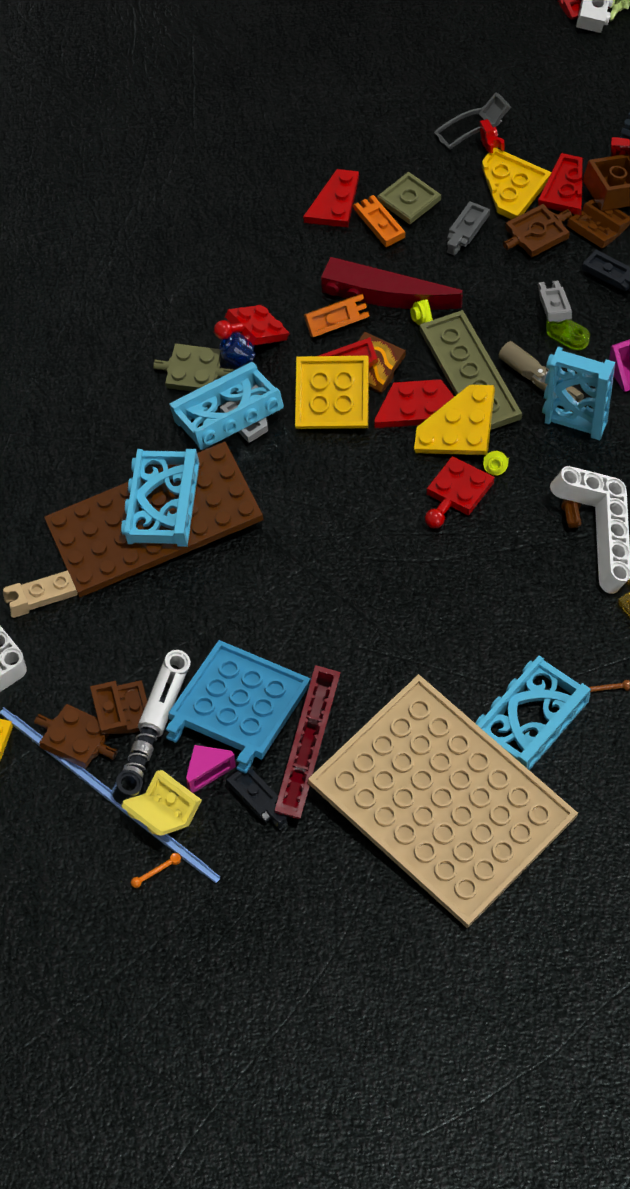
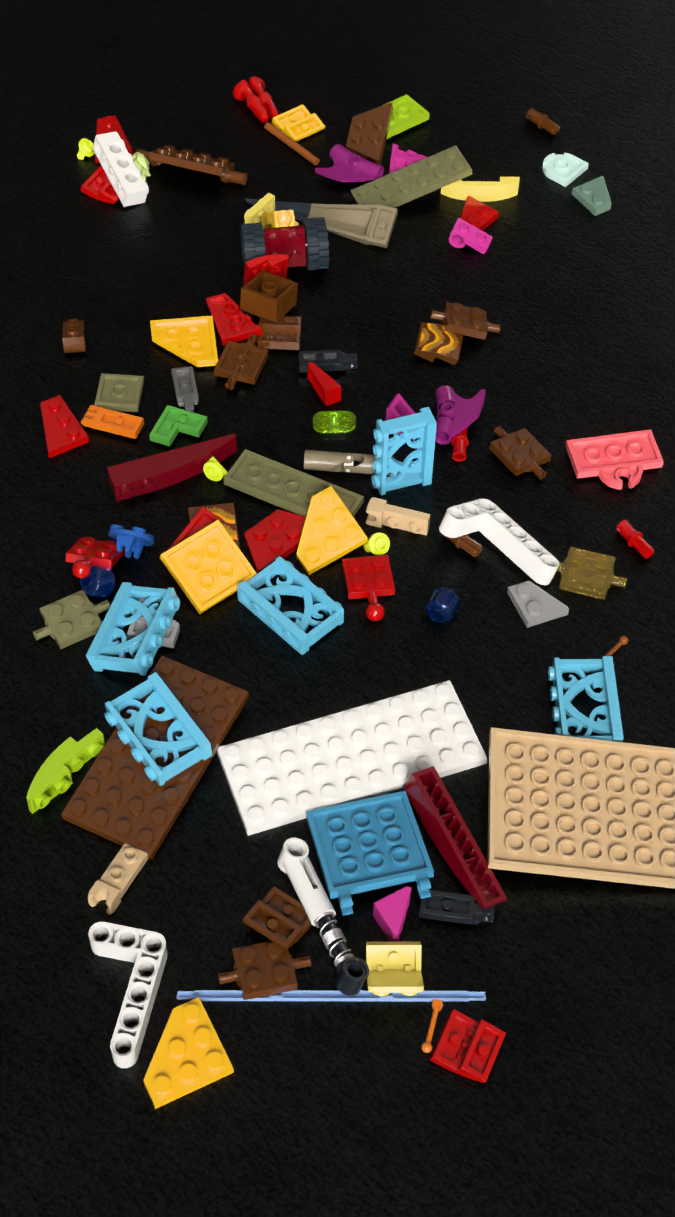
camera: 45 degrees left, 5 degrees down
(67, 481) = (56, 771): none -> lime slope
(165, 904) = (467, 1046): none -> red slope
(293, 329) = (131, 539): none -> blue plate
(302, 622) = (349, 756): none -> white plate
(335, 316) = (151, 508): orange hinge -> none
(351, 490) = (295, 585): none -> medium azure fence
(417, 124) = (73, 336): none -> reddish brown plate
(430, 250) = (174, 421): none -> bright green plate
(490, 137) = (140, 316): red plate -> none
(493, 111) = (122, 297): dark grey piece -> none
(496, 549) = (442, 605): none -> clear blue head
(532, 449) = (396, 517): none -> tan plate
(555, 302) = (308, 403): light grey hinge -> none
(580, 602) = (535, 604): none -> light grey wing
(587, 298) = (324, 385): none -> red slope

